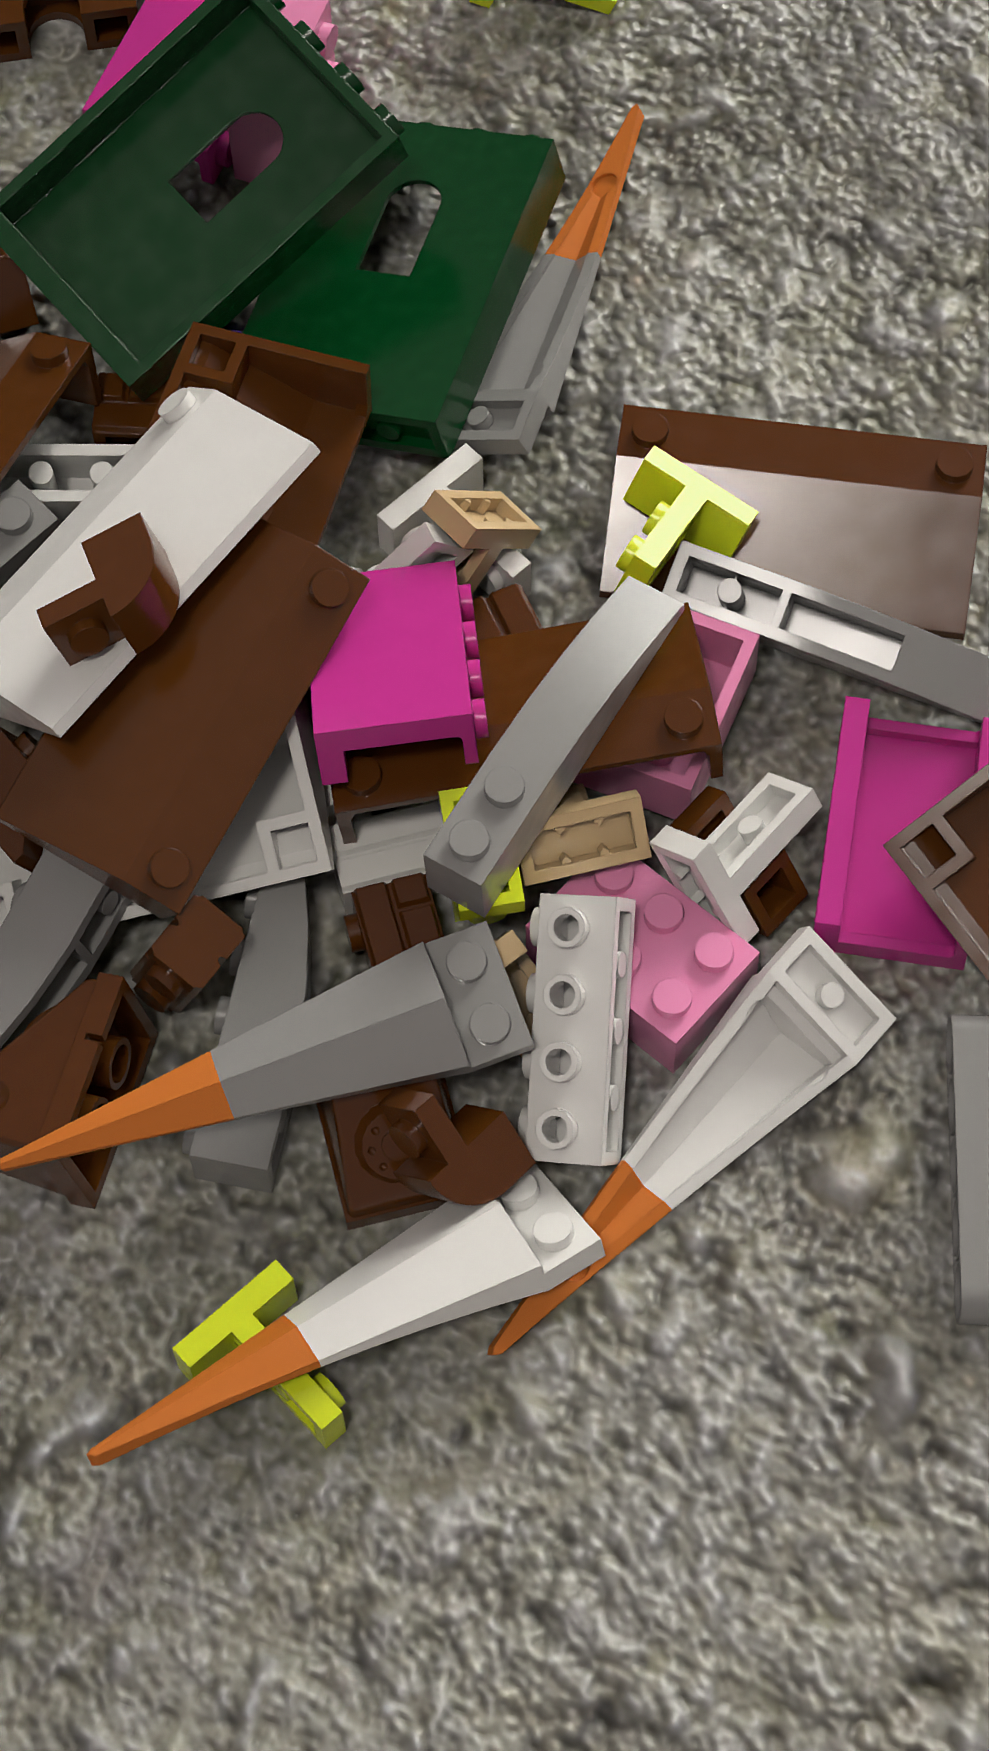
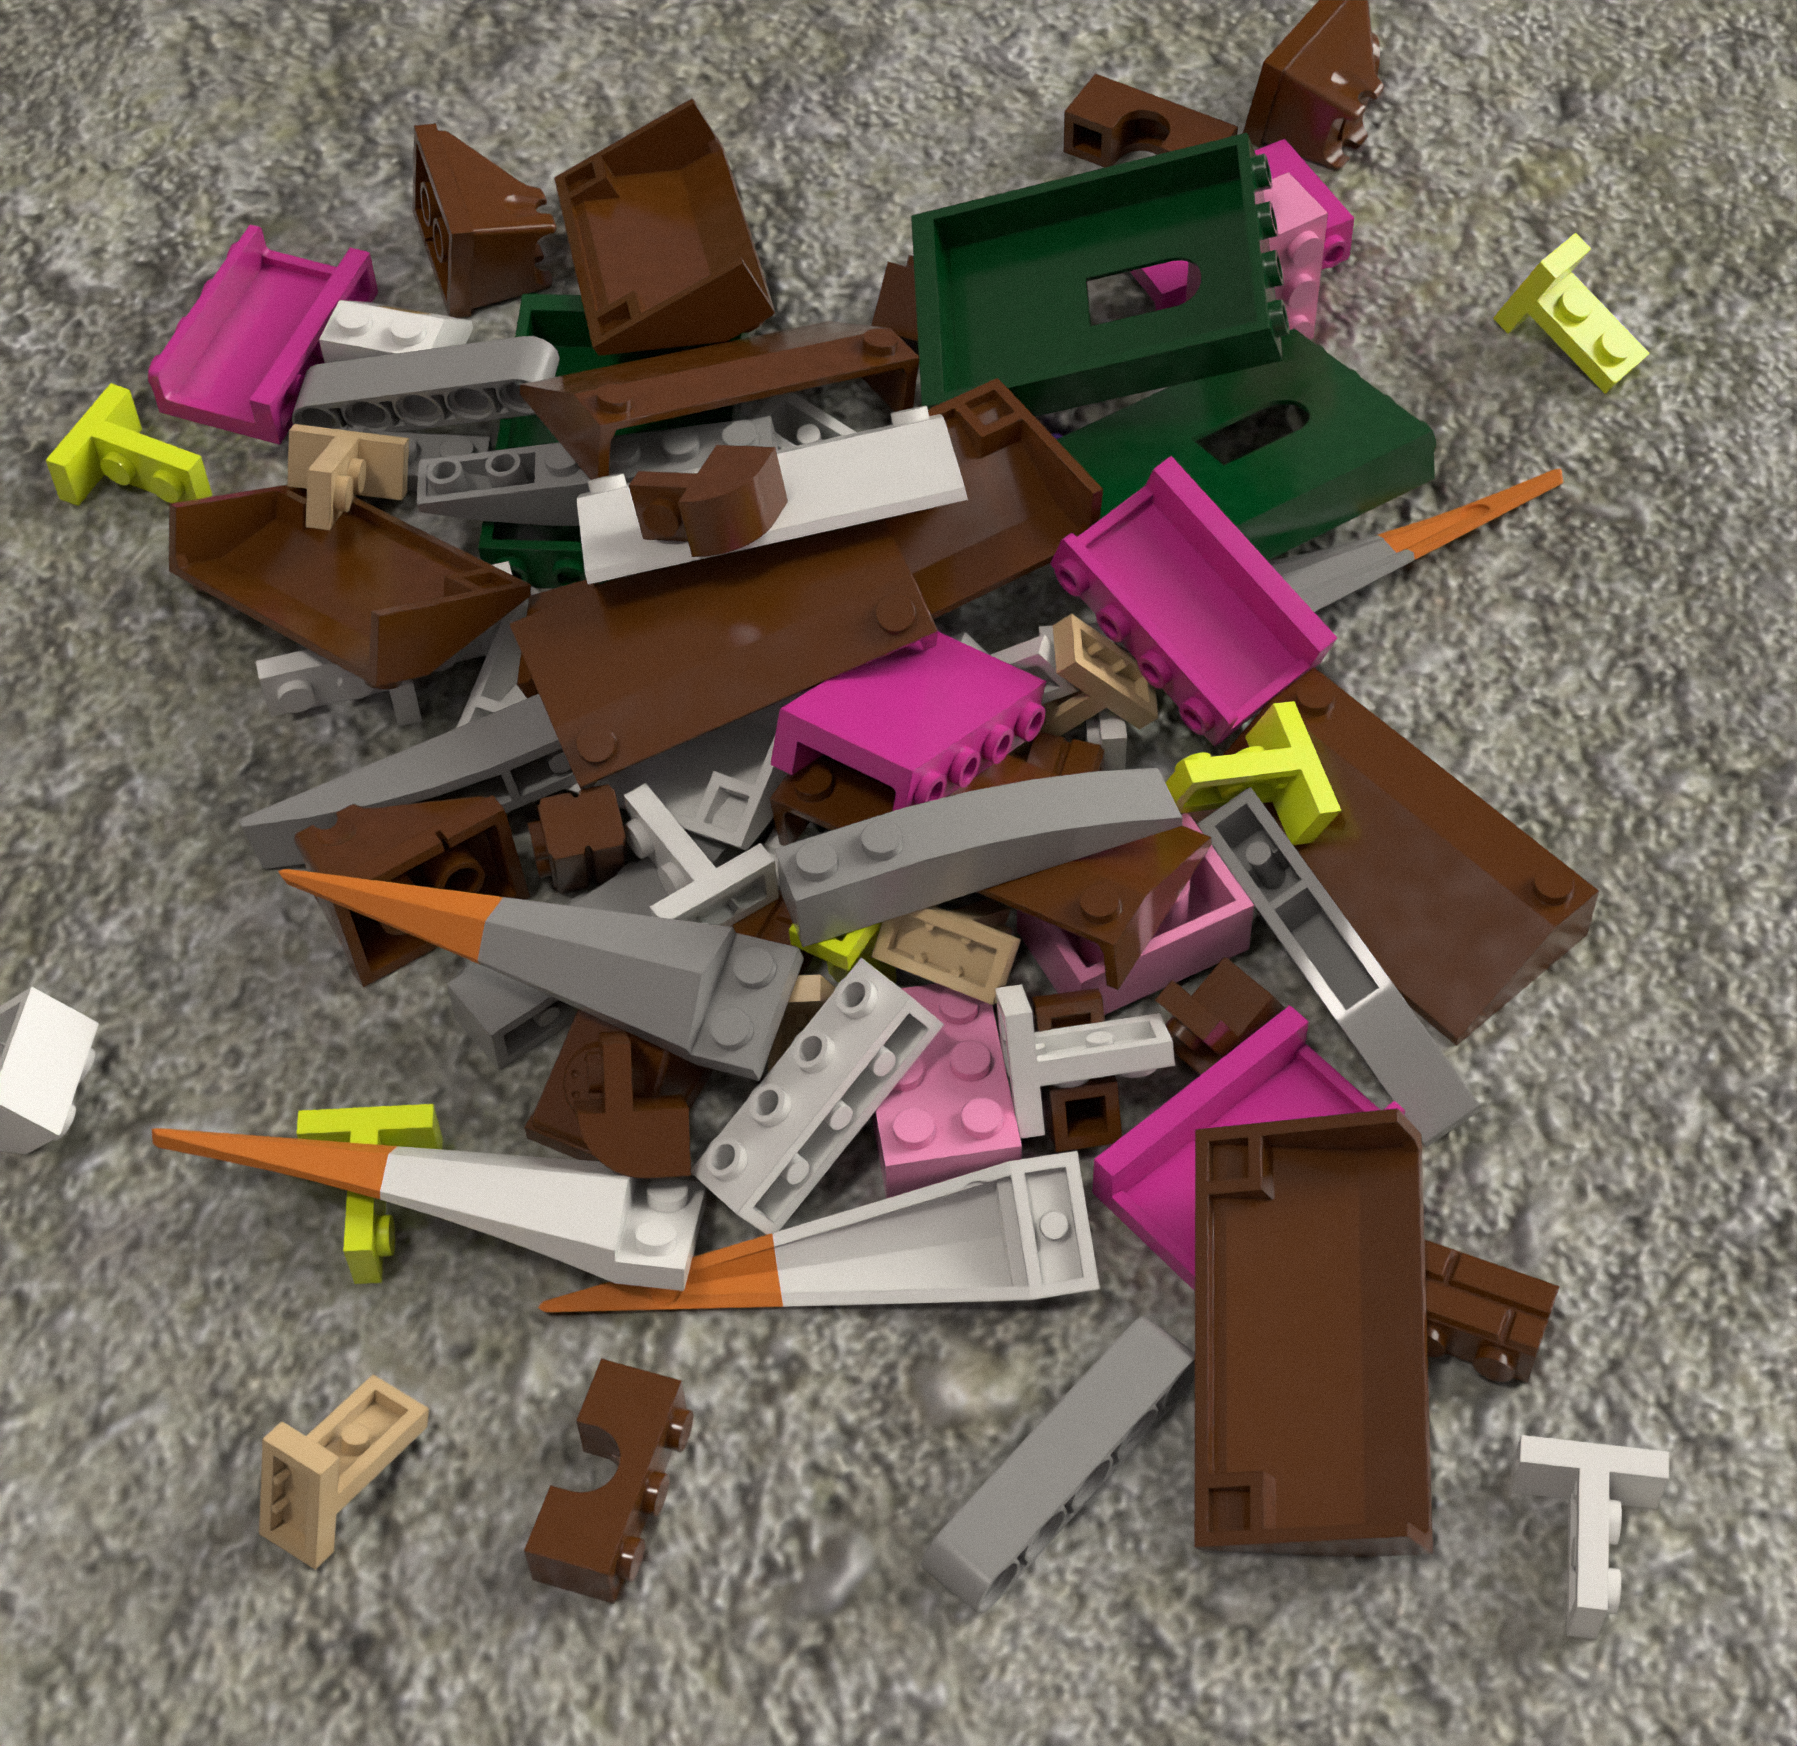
camera: 40 degrees right, 10 degrees down
(309, 919) = (694, 884): none -> white bracket
(472, 1596) = (320, 1473): none -> tan bracket
(502, 413) = (1193, 603): none -> dark pink panel
(663, 1385) = (593, 1537): none -> reddish brown arch
(798, 738) = (1217, 1015): none -> reddish brown brick

